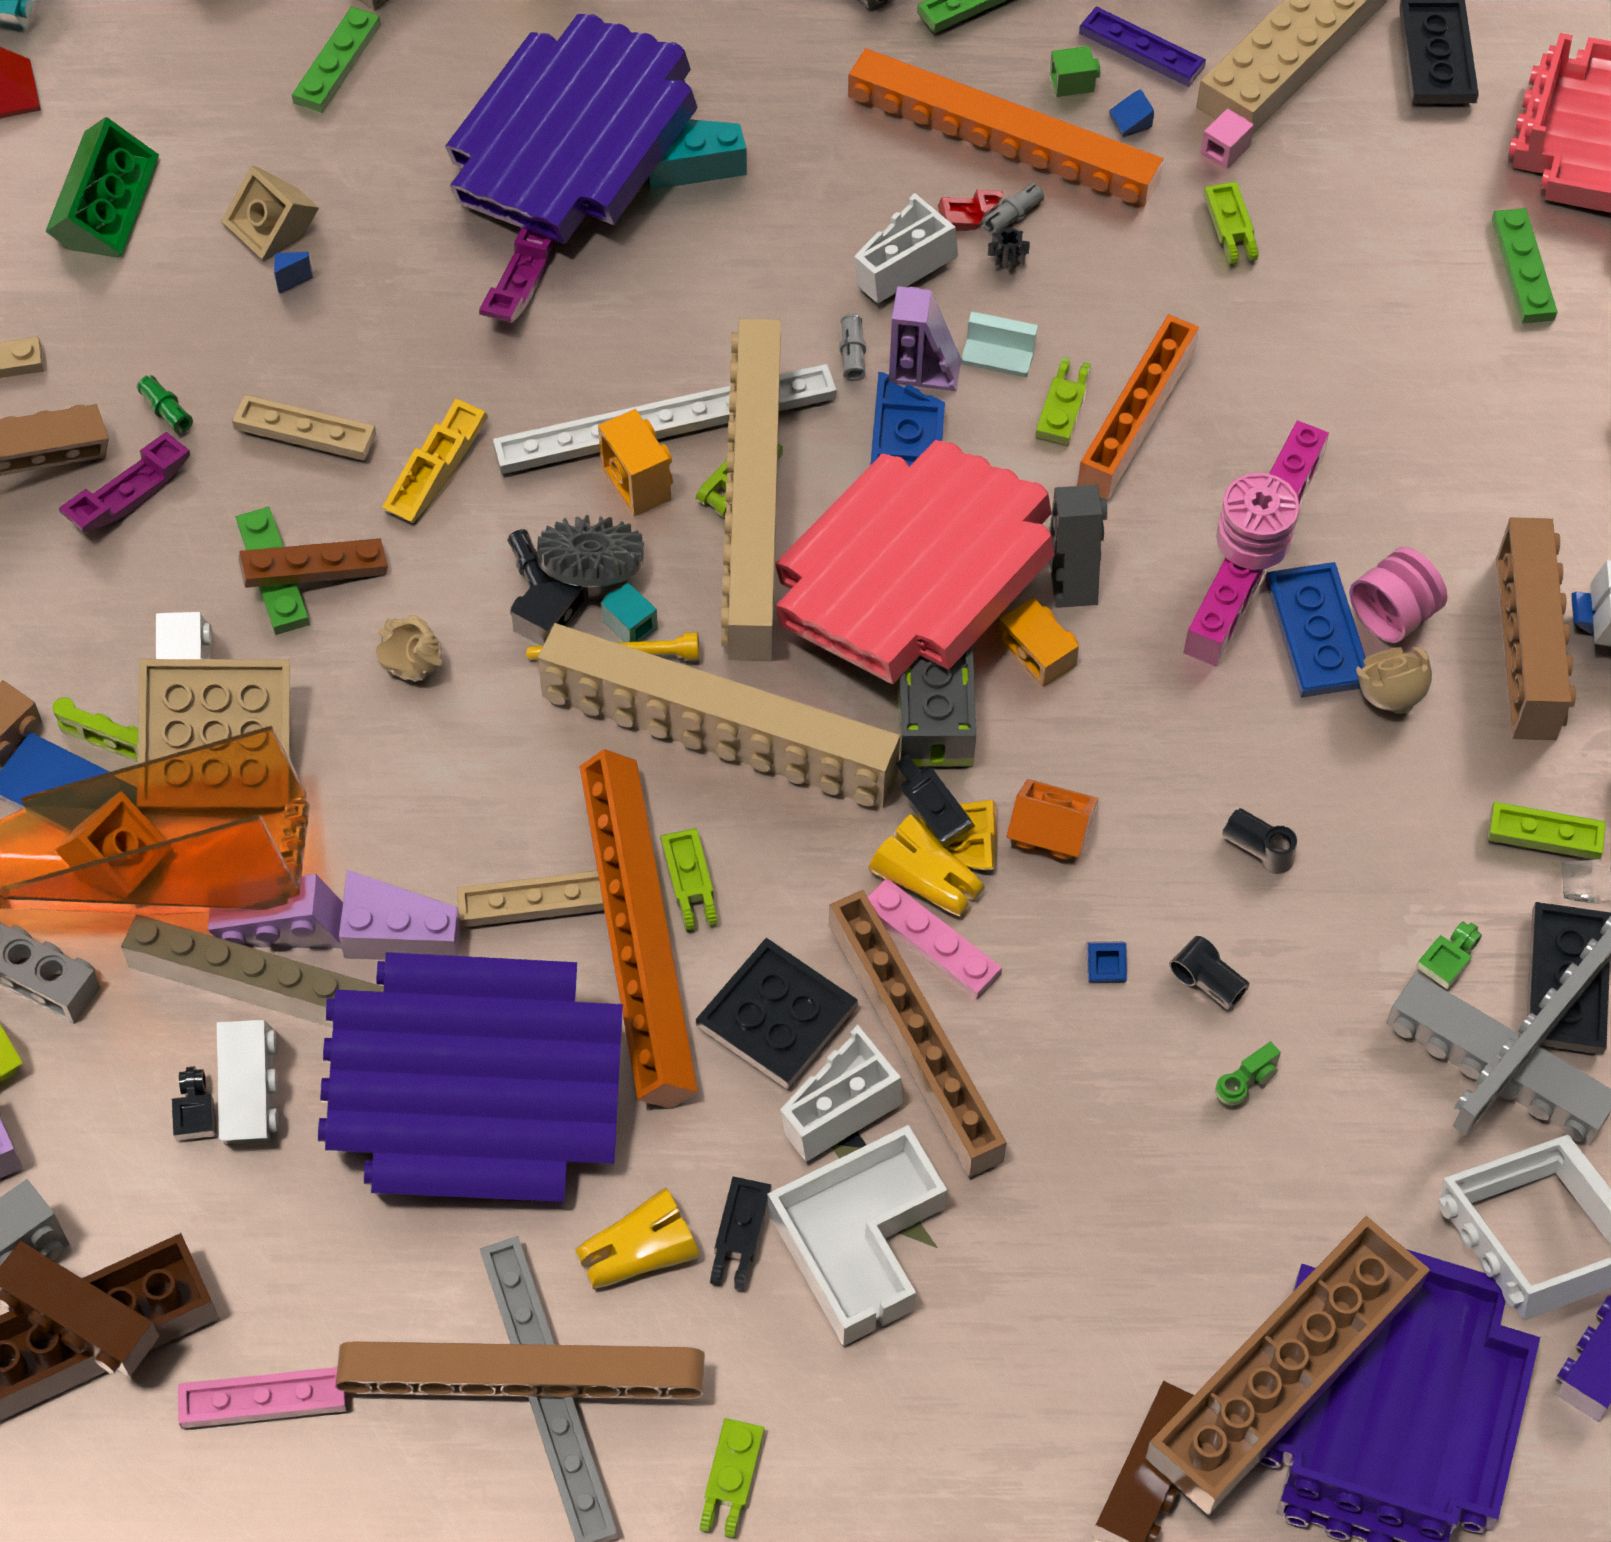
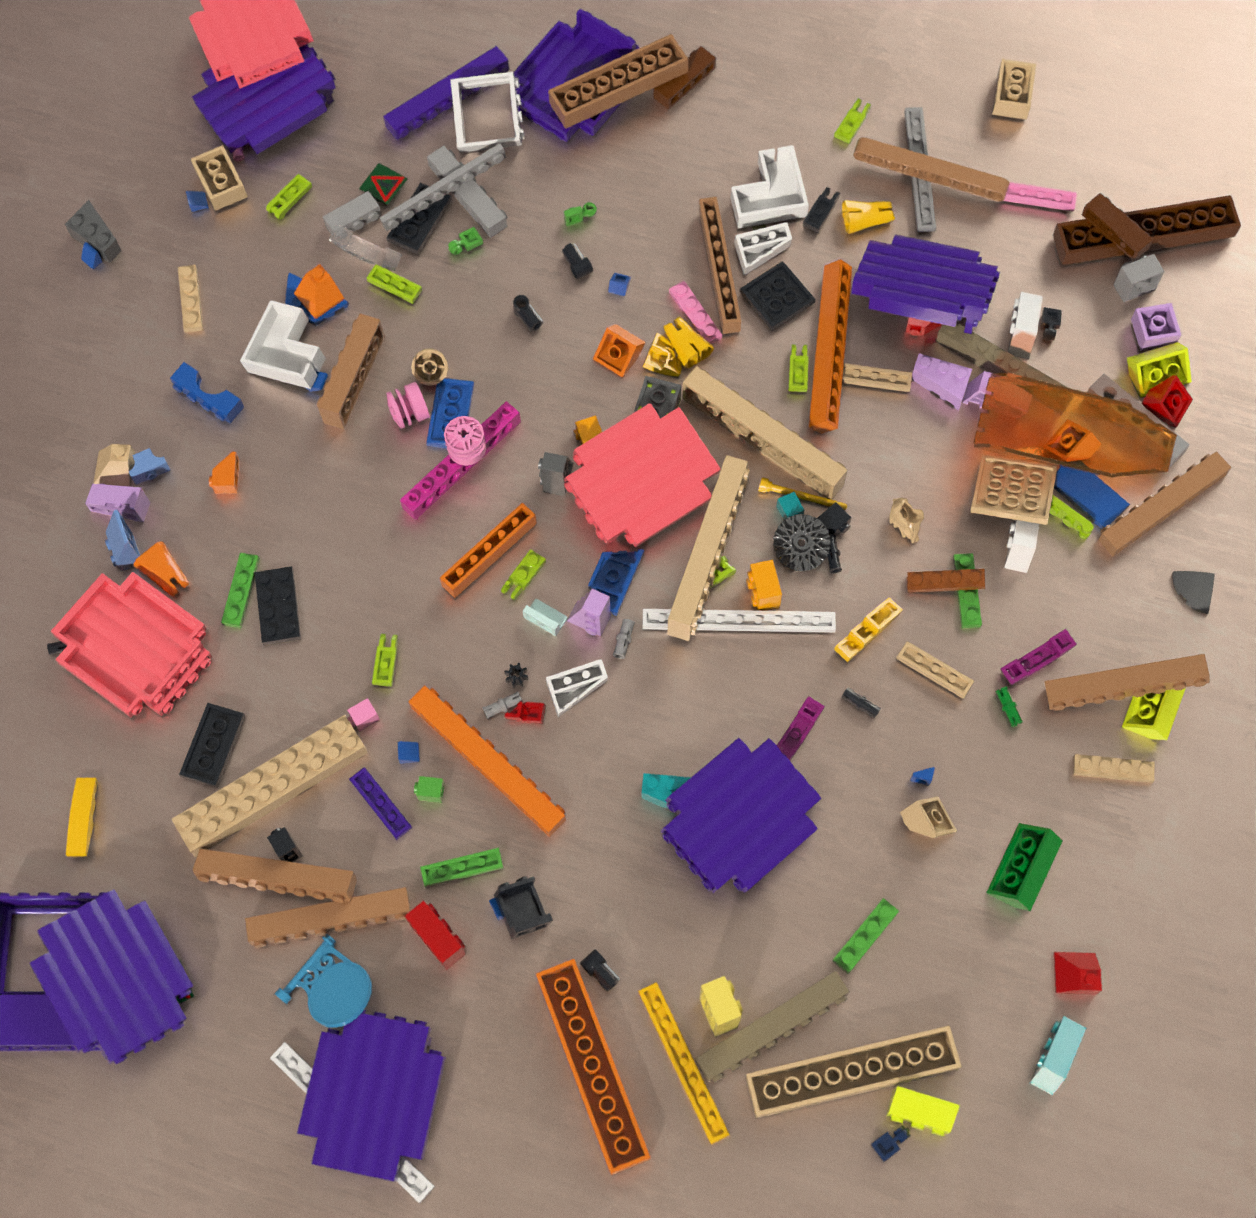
camera: 160 degrees left, 10 degrees up
(441, 356) = (861, 702): none -> black pin
(934, 802) = (674, 362): black hinge -> none
(1450, 259) = (277, 605): none -> black plate

